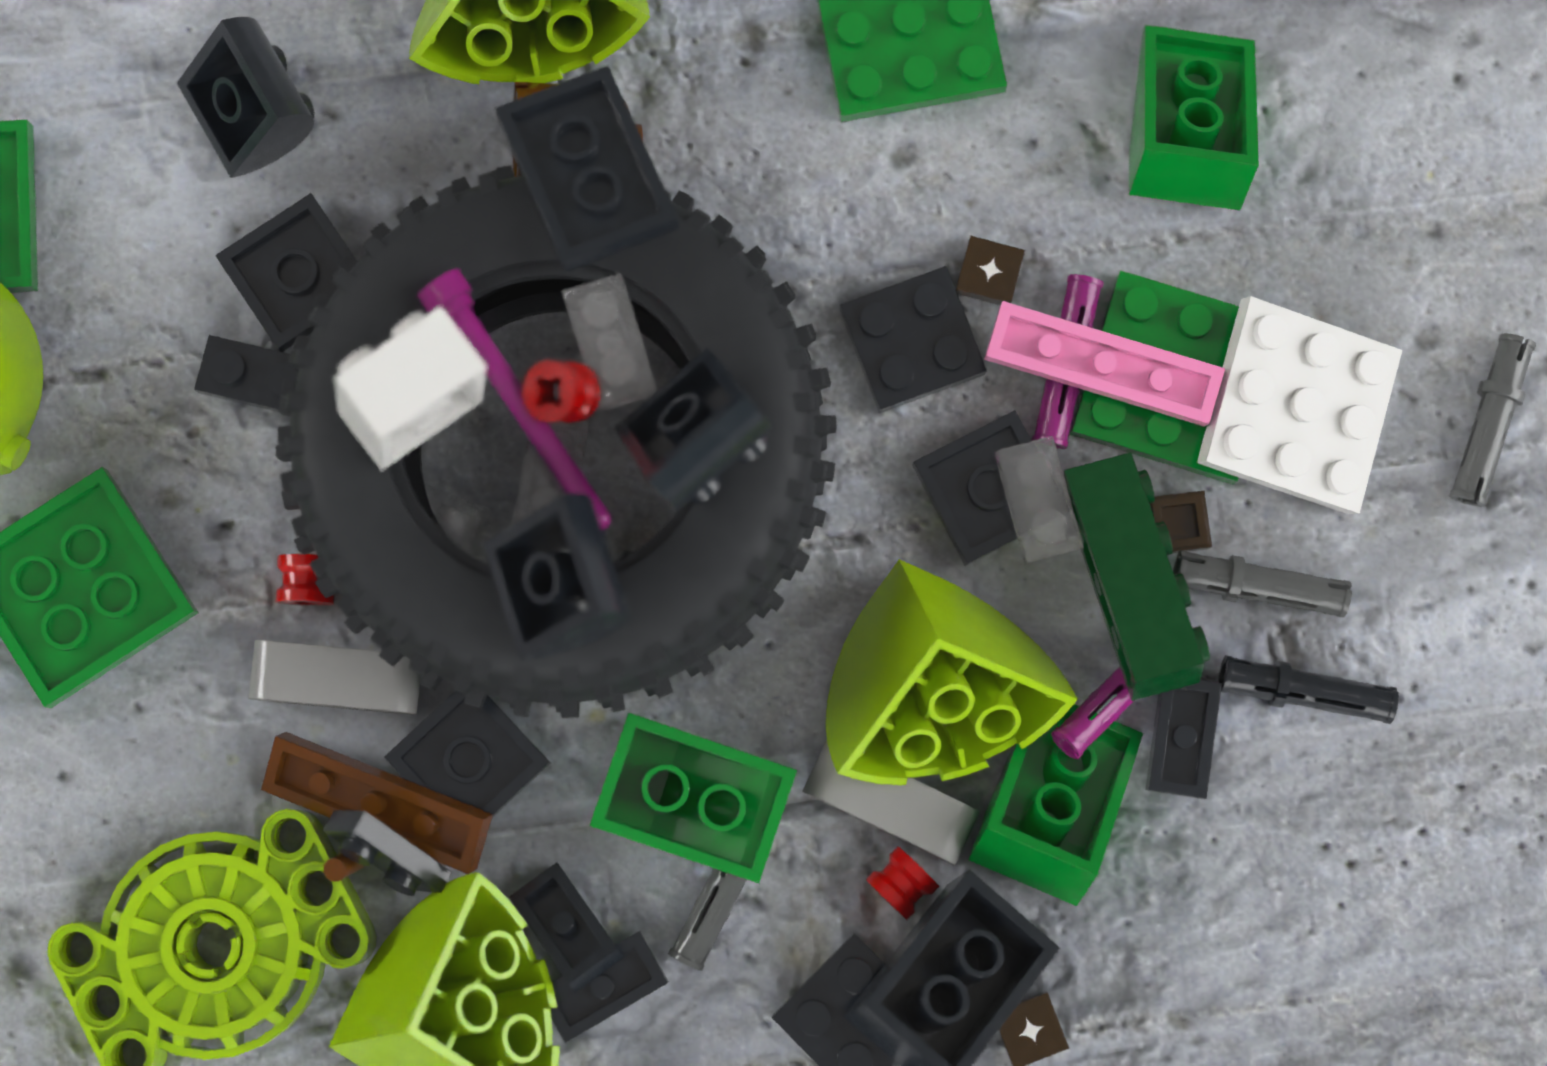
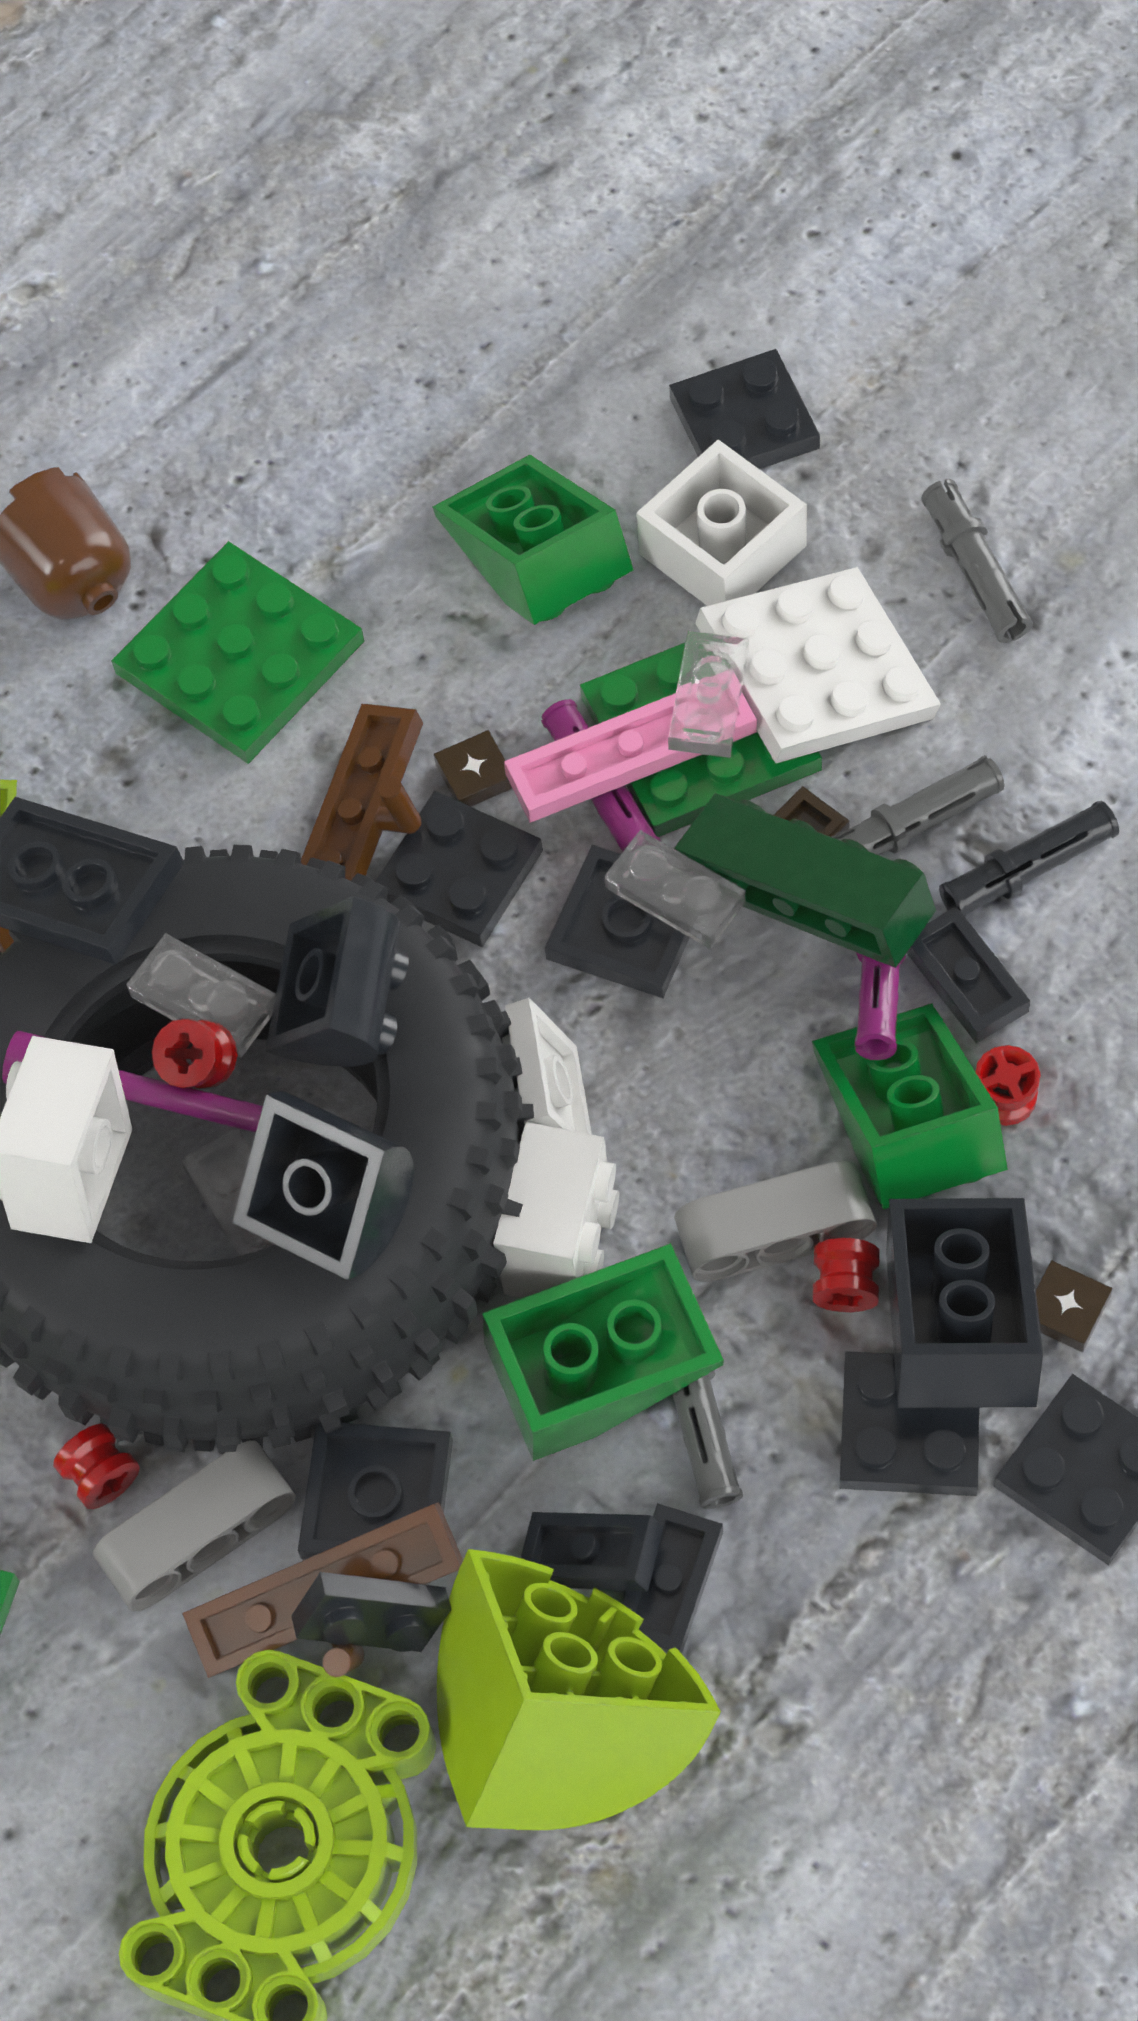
camera: 30 degrees left, 20 degrees down
(746, 676) = (565, 1202): none -> white brick
(832, 565) = (549, 1069): none -> white plate
(878, 236) = (367, 790): none -> reddish brown plate
(936, 684) = (723, 1092): lime brick -> none
(1145, 845) = (1013, 1071): none -> red wheel
(1189, 379) = (708, 694): none -> clear plate
(1330, 237) = (722, 527): none -> white brick
(1438, 146) = (747, 408): none -> black plate

